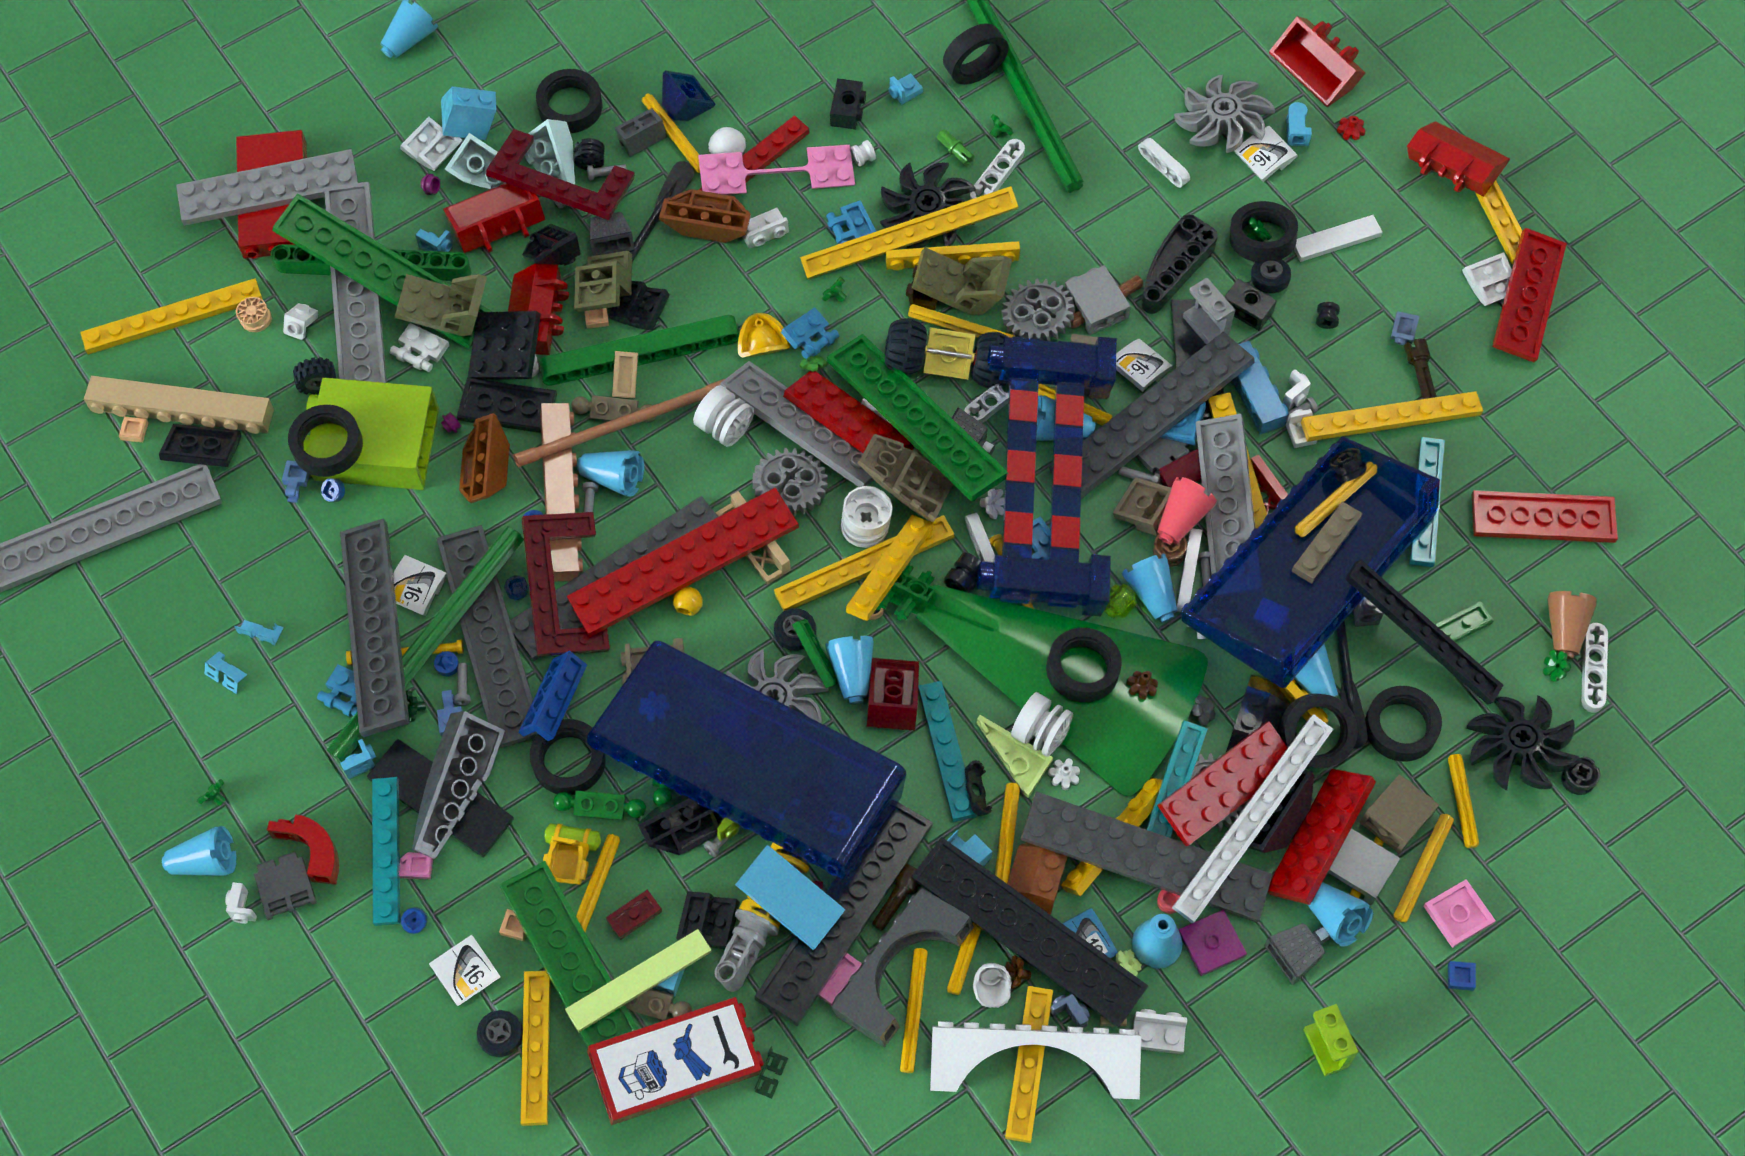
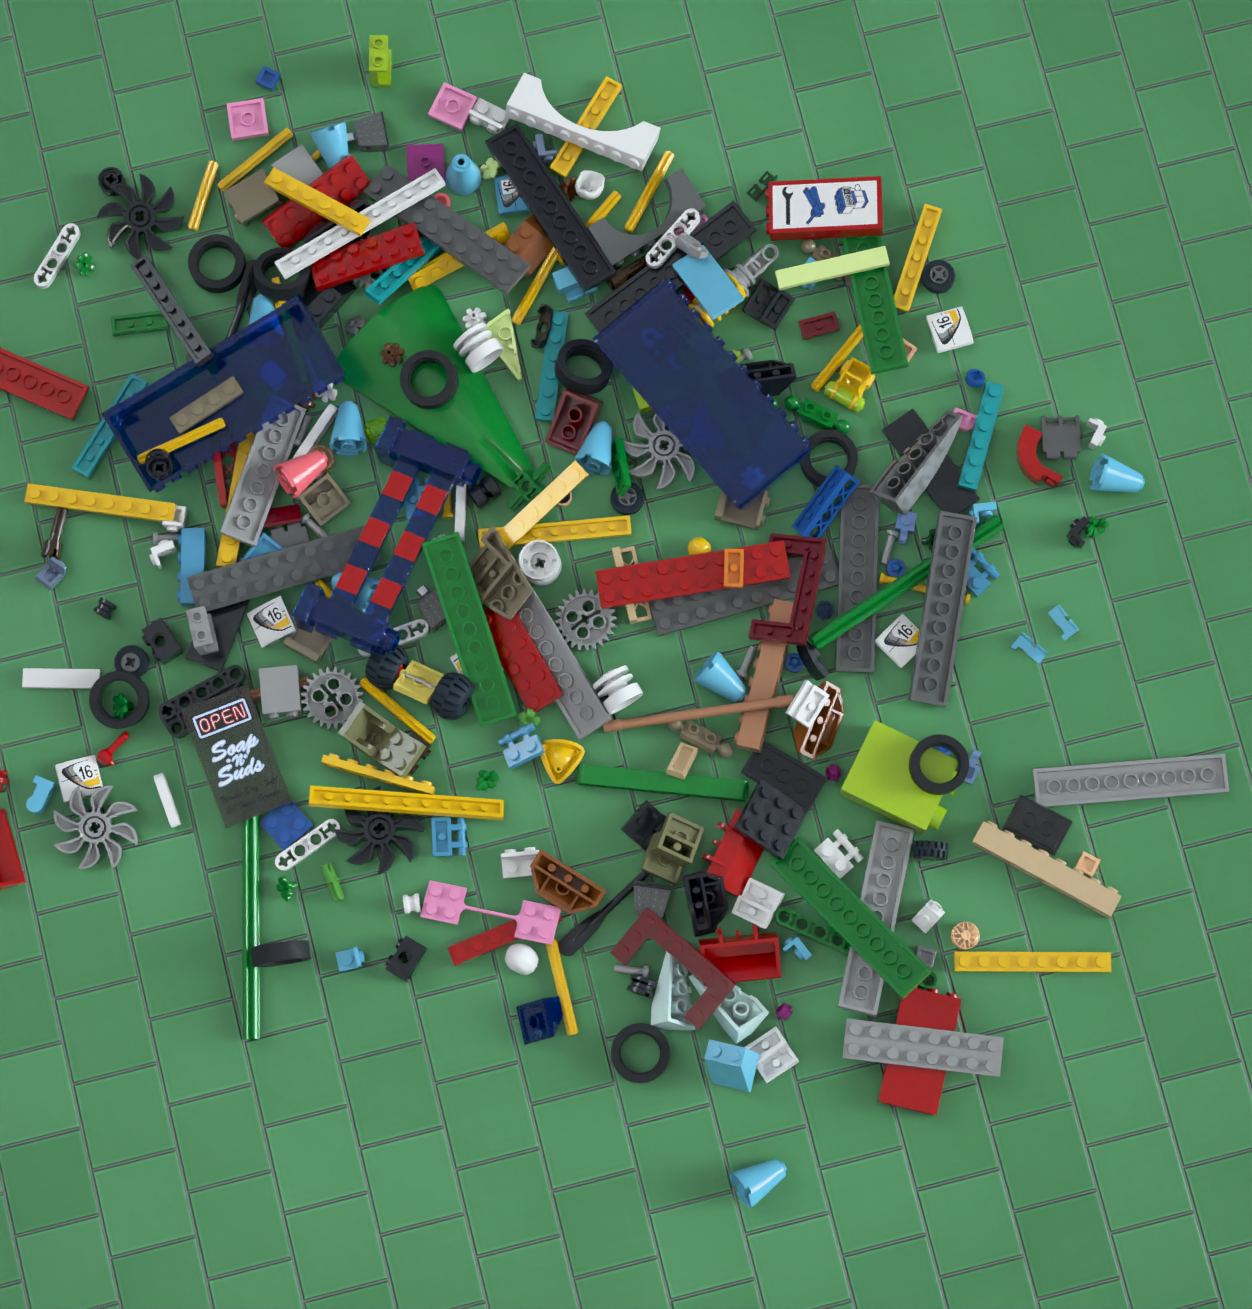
camera: 160 degrees left, 15 degrees up
(236, 778) = (1077, 526): none -> black bracket
(293, 283) = (926, 955): none -> flat silver tile
(440, 305) = (805, 868): olive bracket -> none
(497, 265) = (758, 903): none -> white slope
(498, 458) = (807, 704): none -> white plate
(503, 517) = (808, 656): none -> black slope
(635, 573) = (733, 568): none -> orange plate
(641, 132) = (590, 996): dark grey hinge -> none
(827, 934) = (691, 246): none -> light grey hinge
(857, 945) = (671, 237): none -> white beam
(927, 729) = (578, 384): none -> black tyre
(1031, 184) = (286, 825): none -> blue plate
(1112, 217) = (236, 756): none -> clear smoke piece
(1211, 1026) = (452, 106): none -> bright pink plate
(1250, 181) = (105, 755): none -> red piece
(1319, 819) = (317, 201): none -> yellow plate
(1570, 620) = (57, 291): nougat cone -> none

